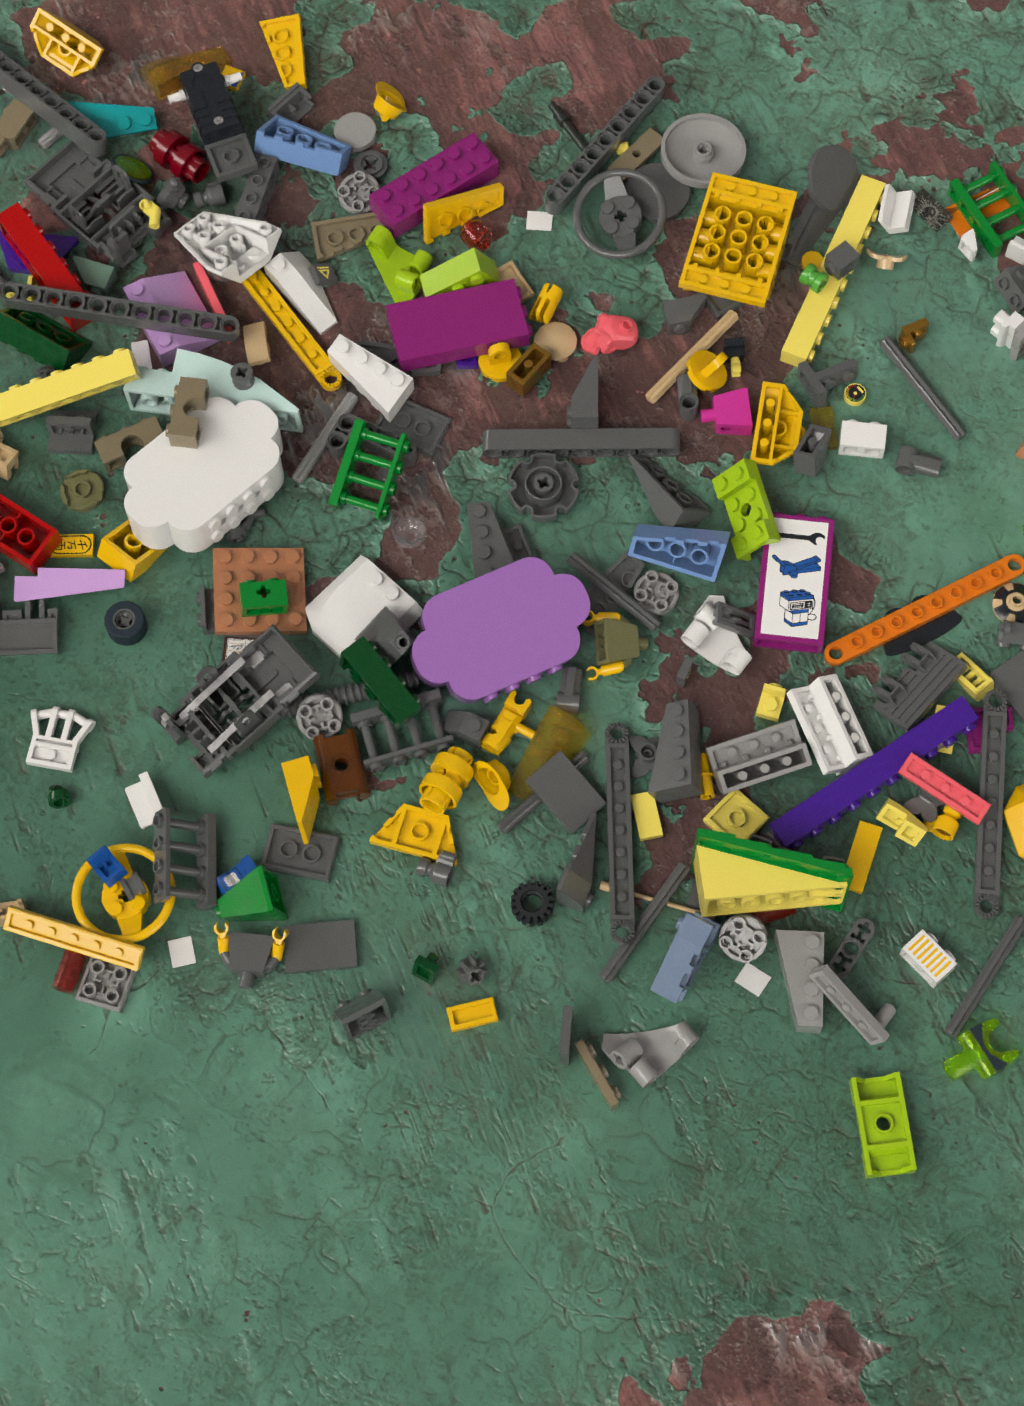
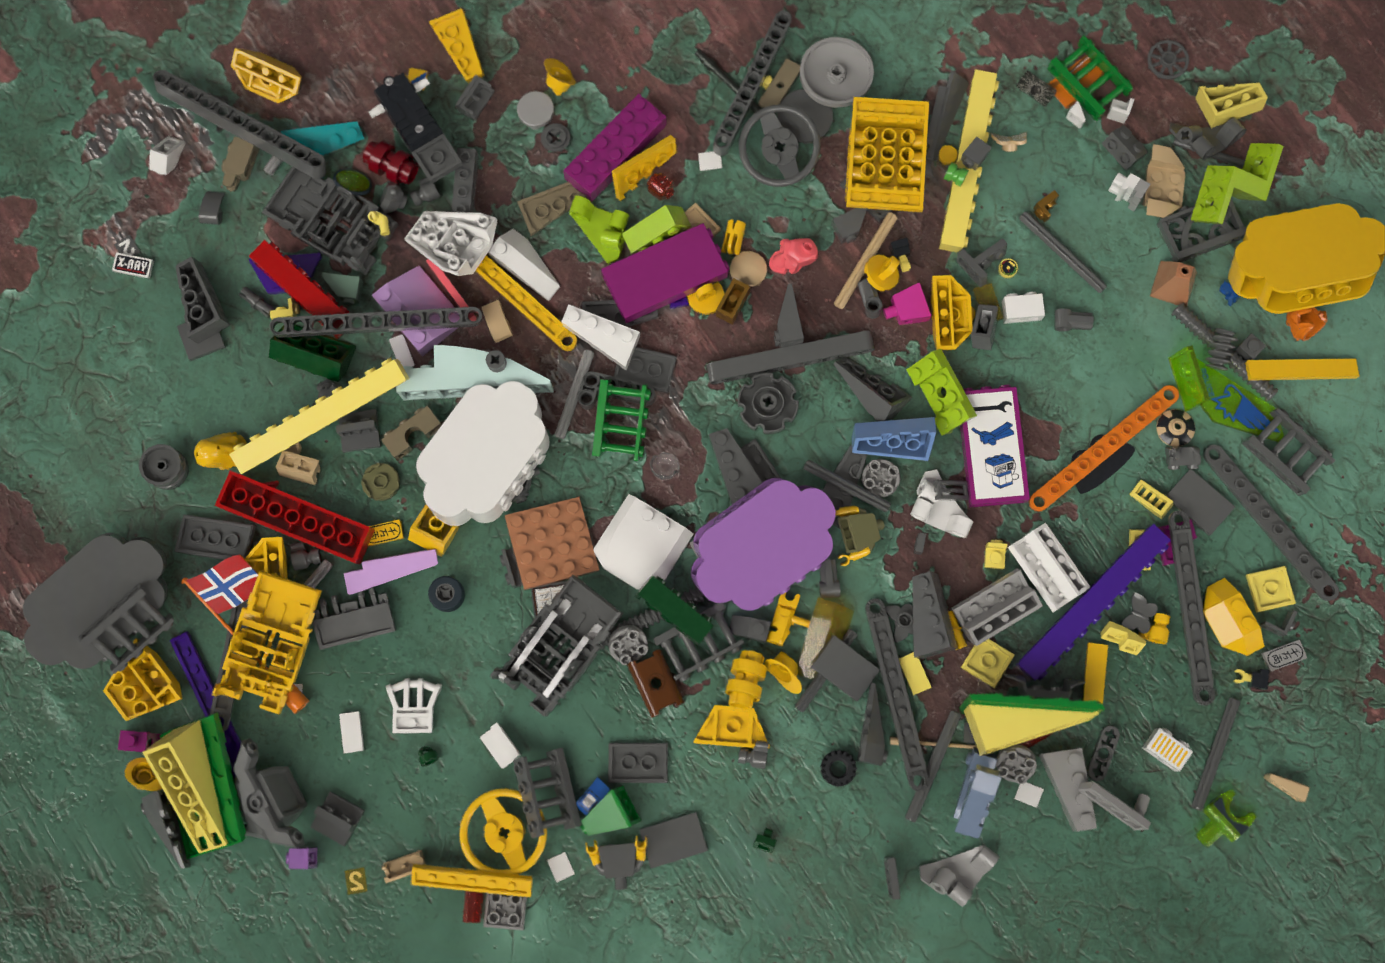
camera: 10 degrees left, 10 degrees up
(106, 866) = (486, 817): blue bracket -> none
(133, 886) = (511, 829): dark grey wheel -> none
(164, 72) = (360, 84): clear yellow wedge -> none
(190, 395) = (456, 390): dark tan arch -> none
(254, 605) = (551, 560): green brick -> none
(301, 146) = (493, 133): medium blue wedge -> none
(303, 787) = (629, 710): yellow slope -> none
(323, 274) = (538, 246): dark grey tile -> none
(355, 192) = (550, 166): light grey tile -> none
(362, 1013) = (722, 892): dark grey slope -> none
(388, 635) = (671, 565): dark grey slope -> none
(471, 970) = (802, 836): dark grey gear -> none
(472, 1014) = (810, 871): yellow tile -> none
(598, 1074) = (924, 902): dark tan tile -> none
(832, 177) = (952, 78): dark grey tile -> none
(889, 1150) = (1152, 876): lime piece -> none
(896, 210) = (1010, 95): white panel -> none
(917, 690) = (1114, 519): dark grey hinge -> none
(944, 788) = (1154, 605): coral tile -> none

